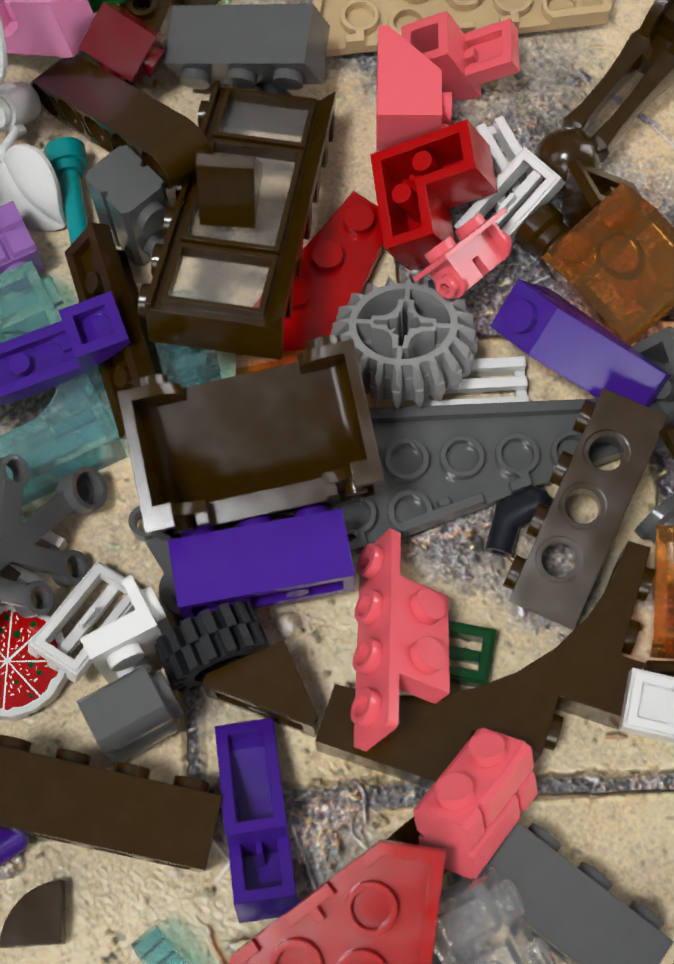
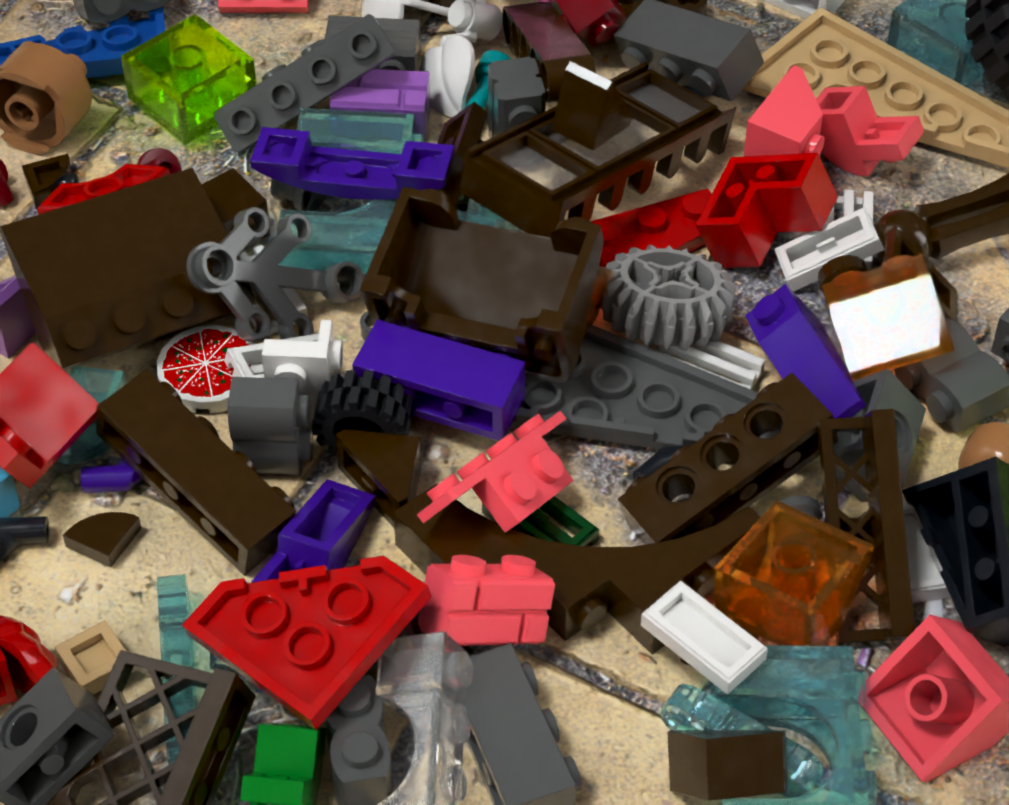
camera: 30 degrees right, 20 degrees down
(462, 264) = (742, 251): coral hinge -> none

